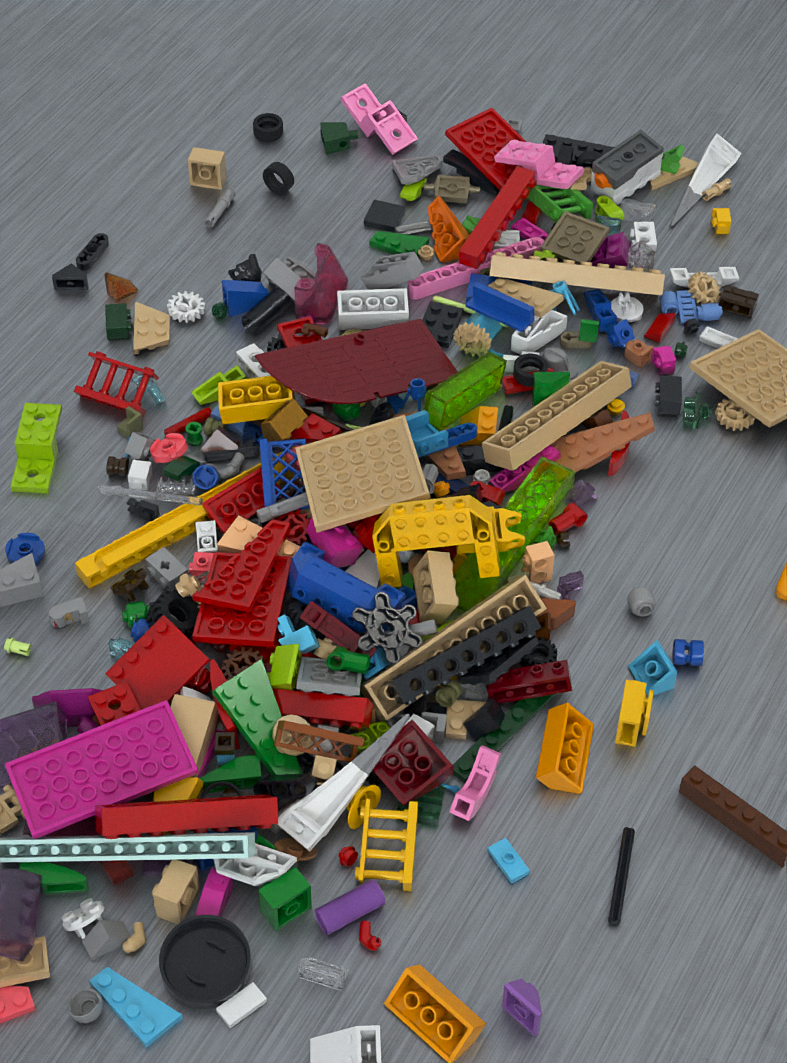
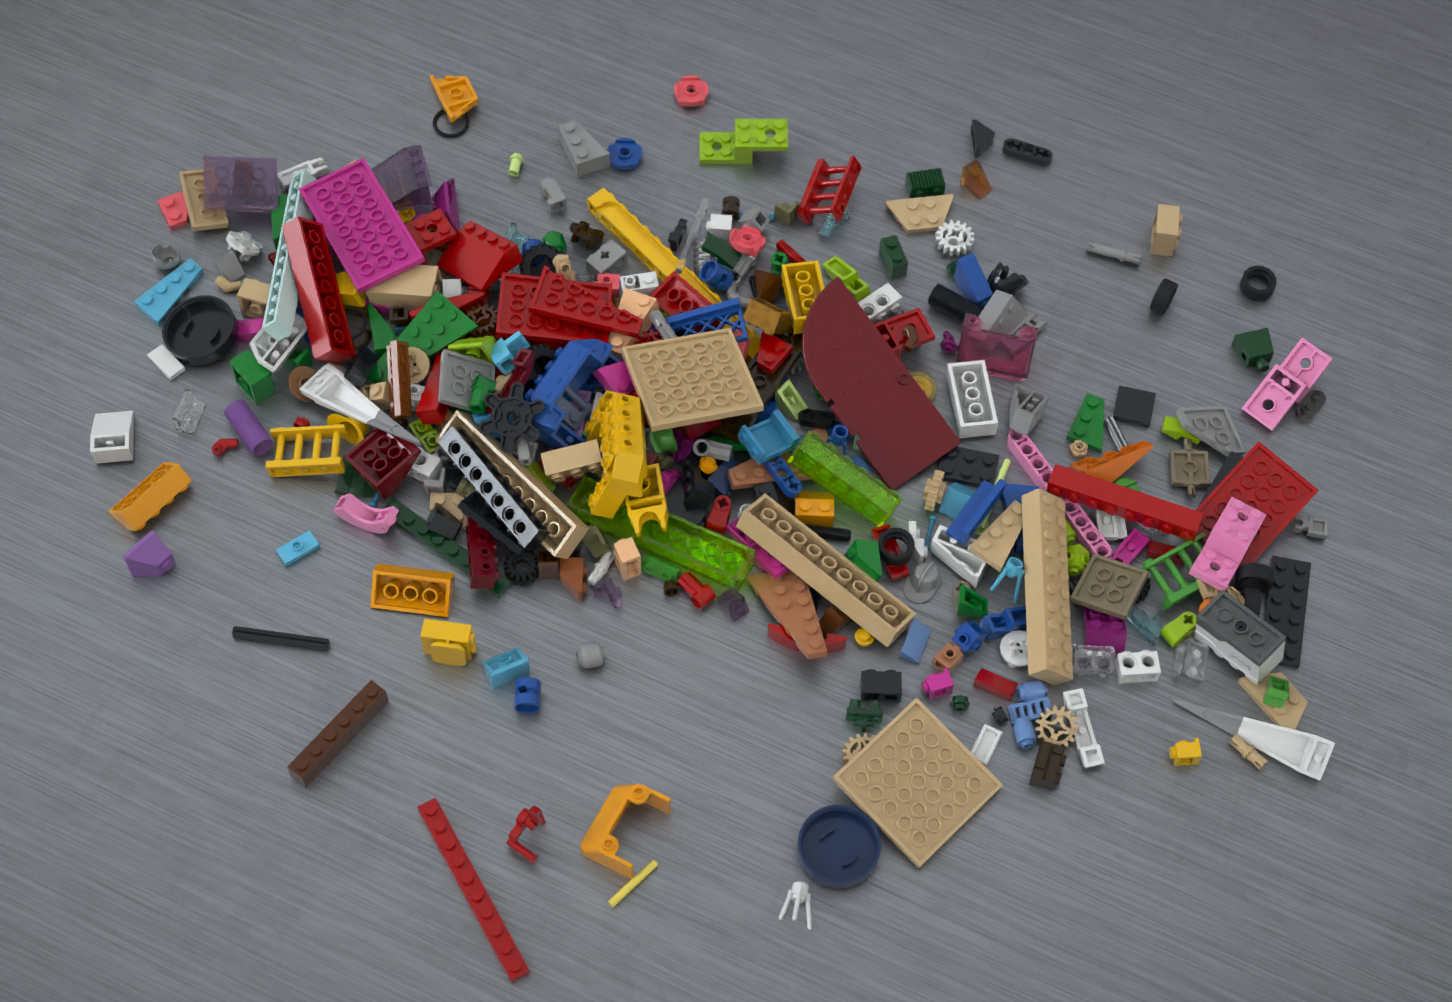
camera: 85 degrees right, 10 degrees up
(202, 349) = (893, 257): none -> dark green brick

